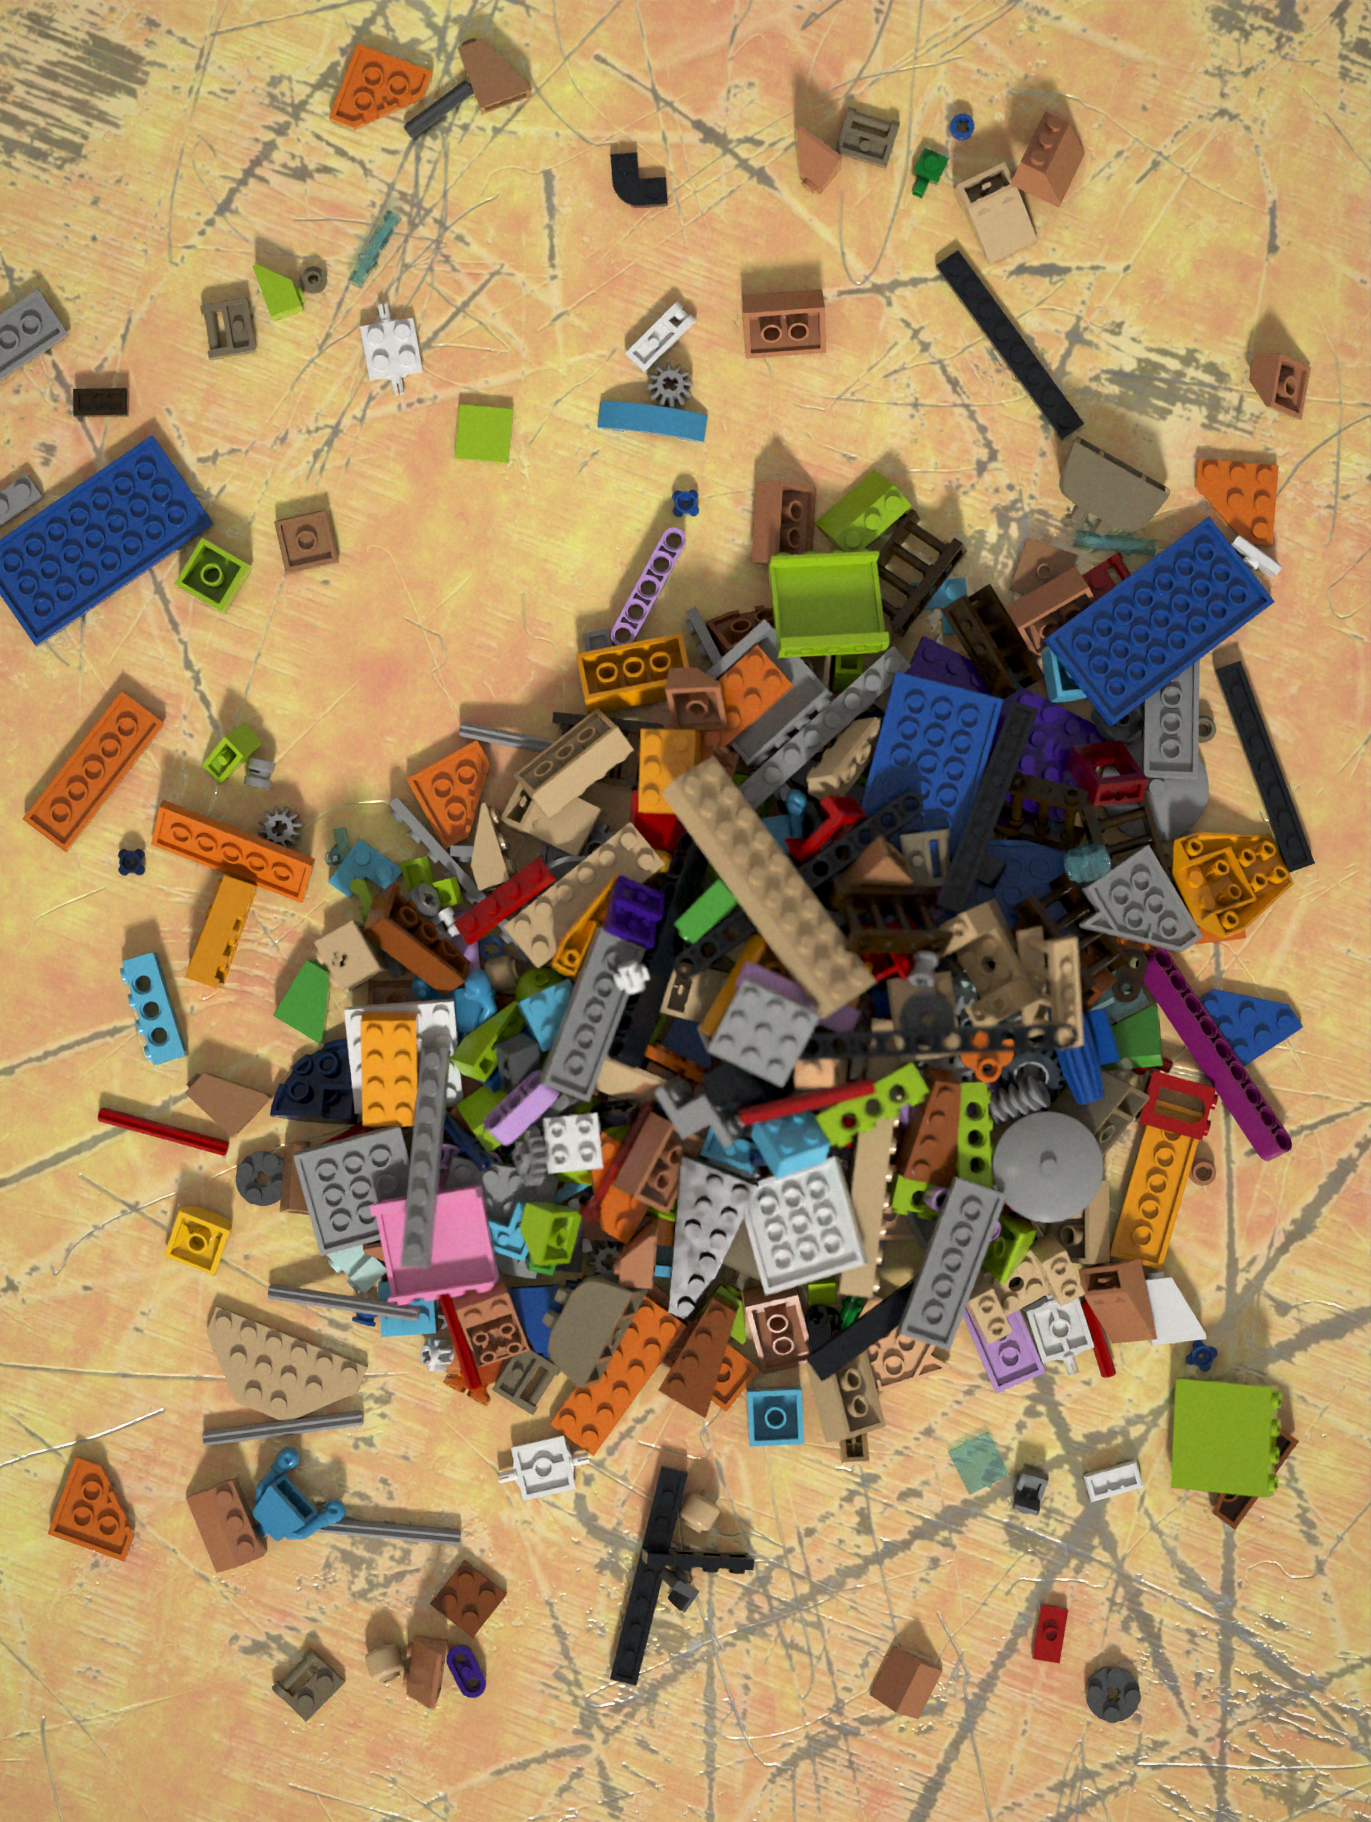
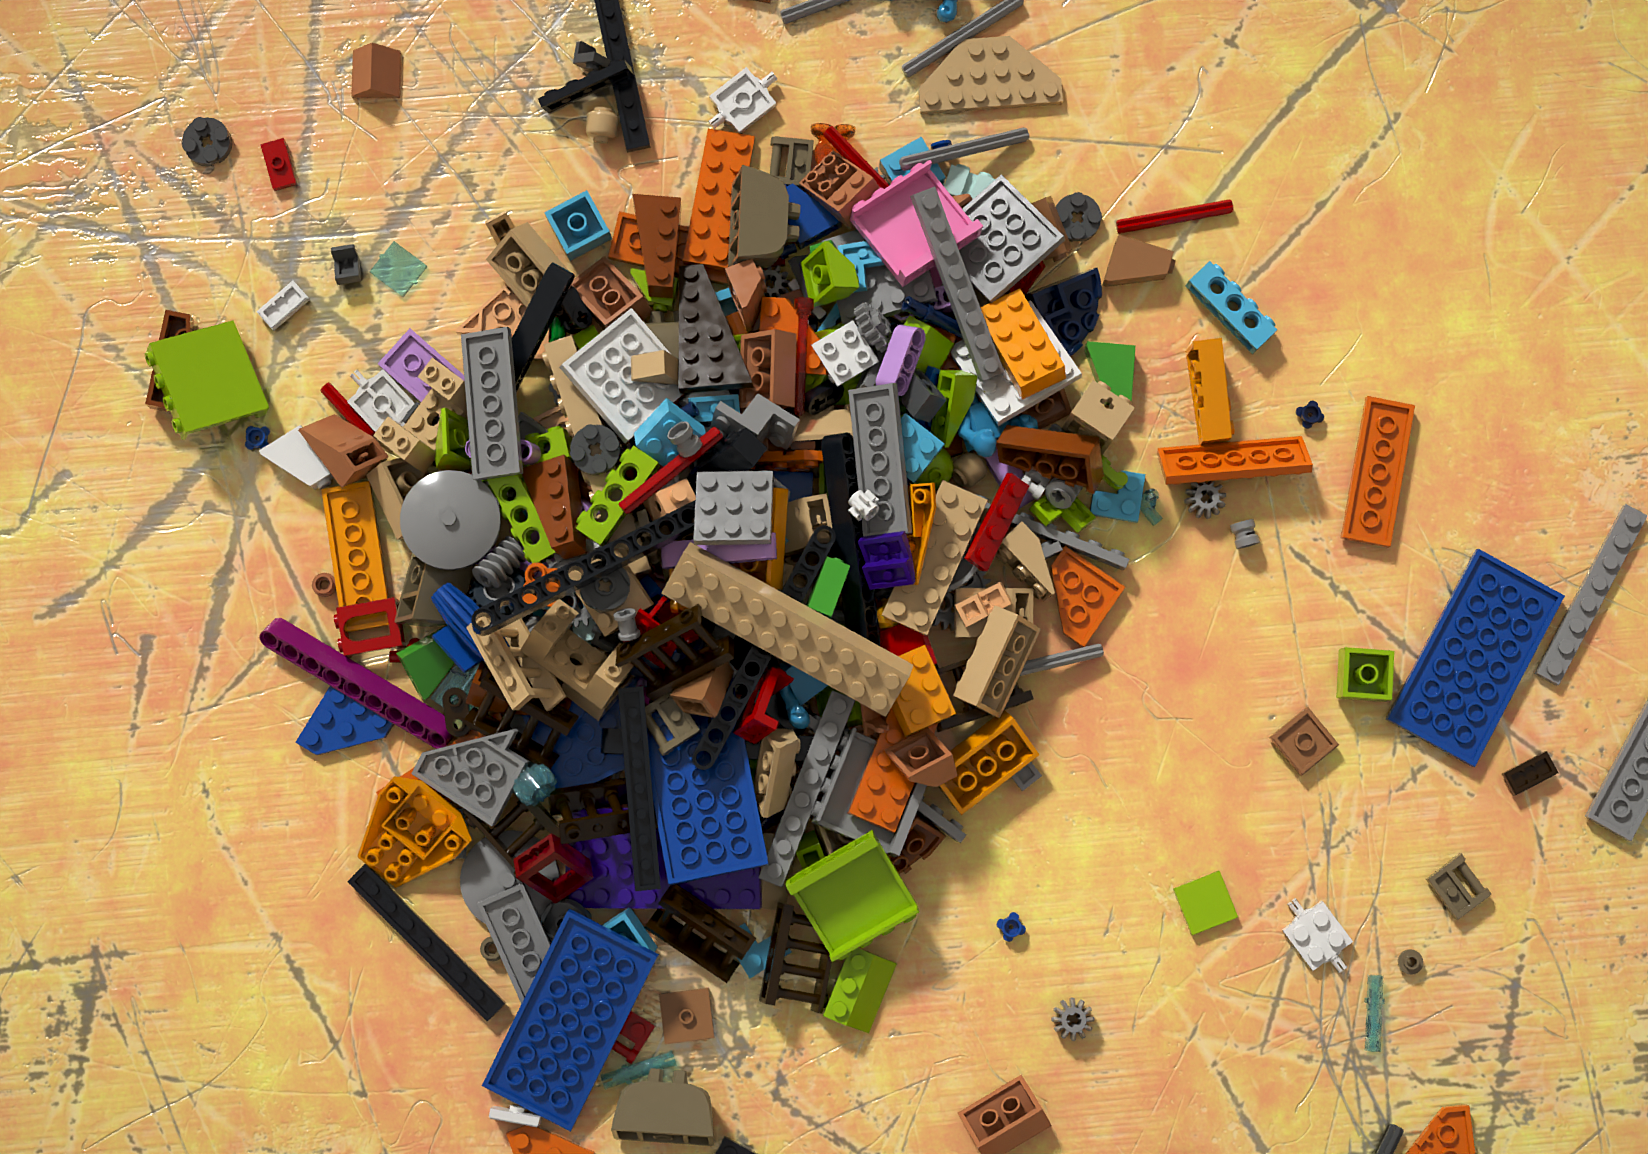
camera: 160 degrees right, 5 degrees down
(199, 1238) = (1103, 146): yellow slope -> none
(232, 753) = (1275, 540): lime slope -> none
(279, 293) = (1432, 935): lime slope -> none
(437, 1355) = (870, 145): white gear -> none
(487, 941) = (993, 489): blue bush -> none
(559, 827) = (982, 603): none -> light nougat slope
(651, 575) = (1010, 852): lavender beam -> none
(652, 420) = (1072, 982): dark azure slope -> none
(660, 337) = (1101, 1056): white plate -> none
(771, 1219) = (655, 368): none -> tan slope
(778, 1119) = (683, 437): none -> light grey wheel
(782, 520) = (923, 951): nougat slope -> none
(855, 1160) = (598, 463): none -> dark grey plate
(1049, 608) = (666, 985): nougat slope -> none

